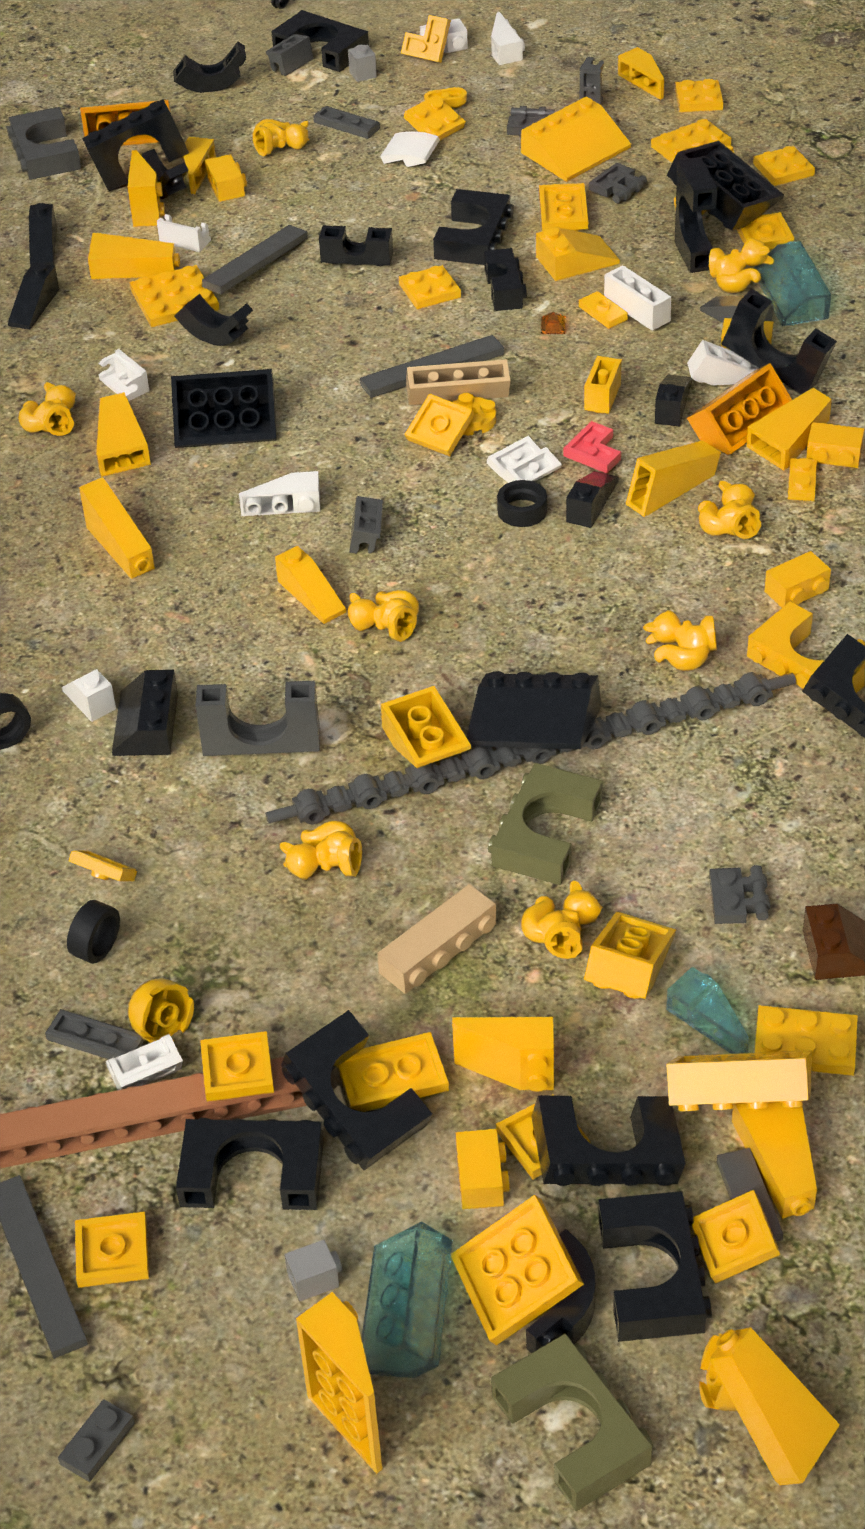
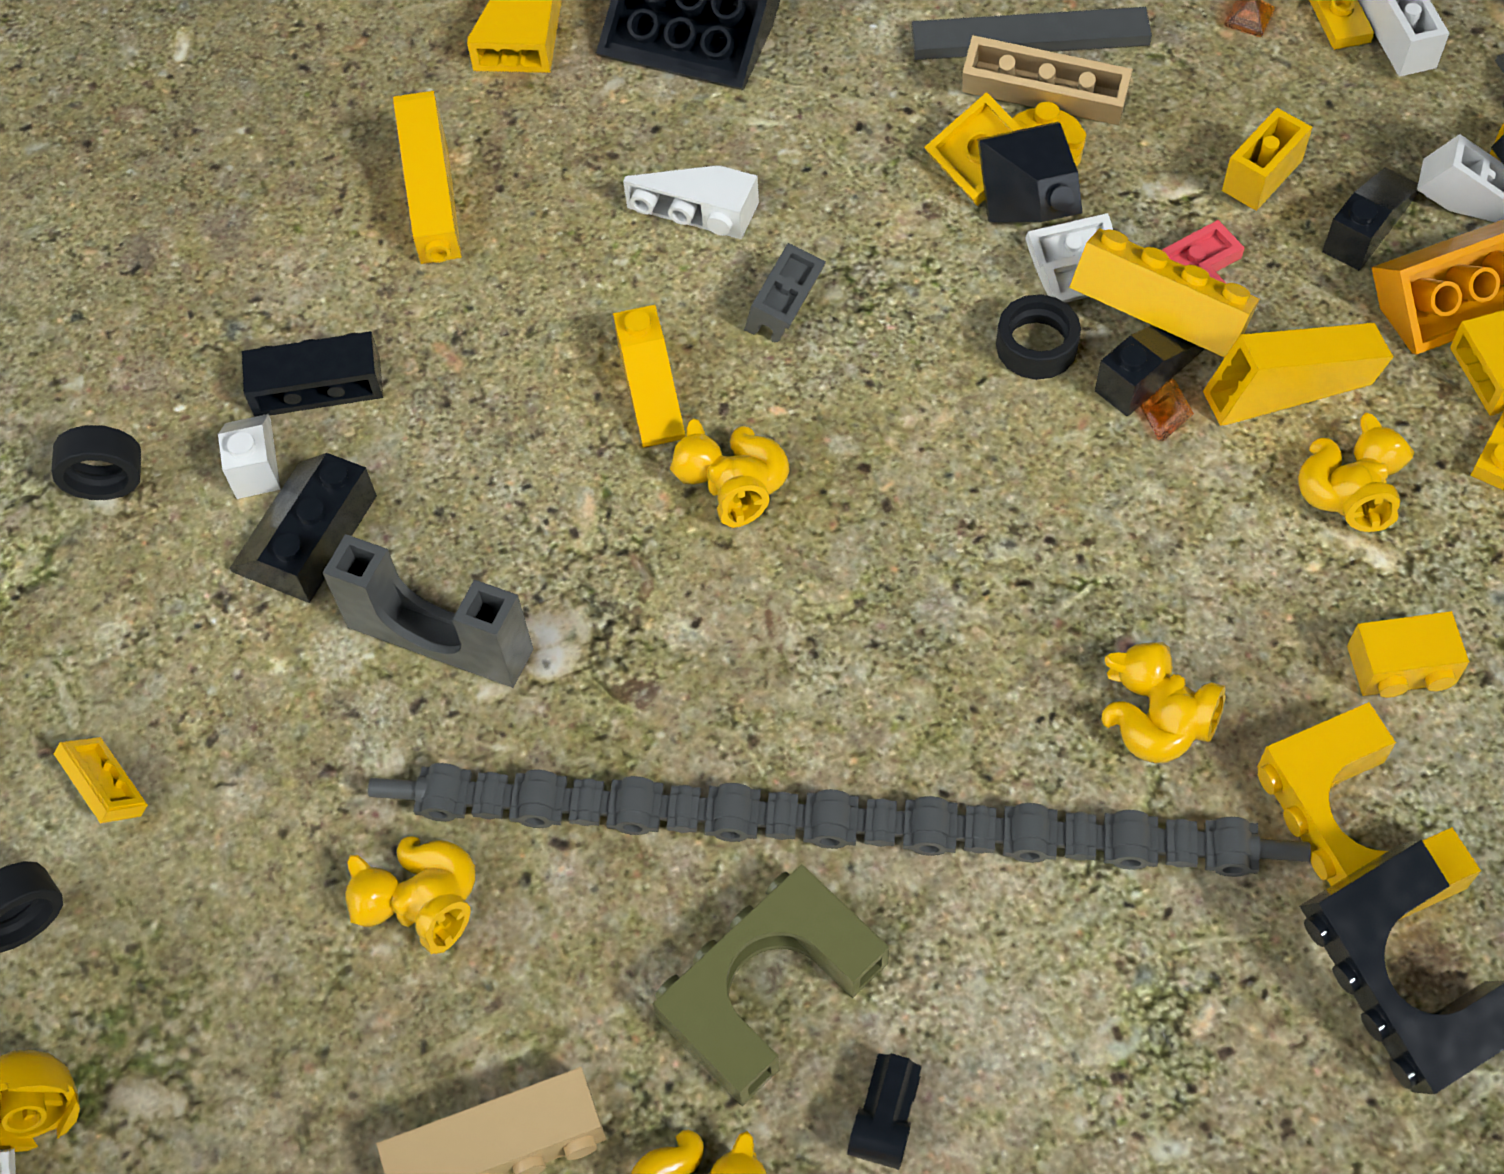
camera: 25 degrees right, 15 degrees up
(104, 644) = (312, 374): none -> black brick
(422, 727) = (667, 727): yellow slope -> none
(476, 427) = (1029, 175): none -> black slope
(534, 710) = (847, 766): black slope -> none
(582, 457) = (1163, 291): none -> yellow brick
(612, 515) = (1166, 409): none -> clear orange slope
(640, 859) = (883, 1124): none -> black piece

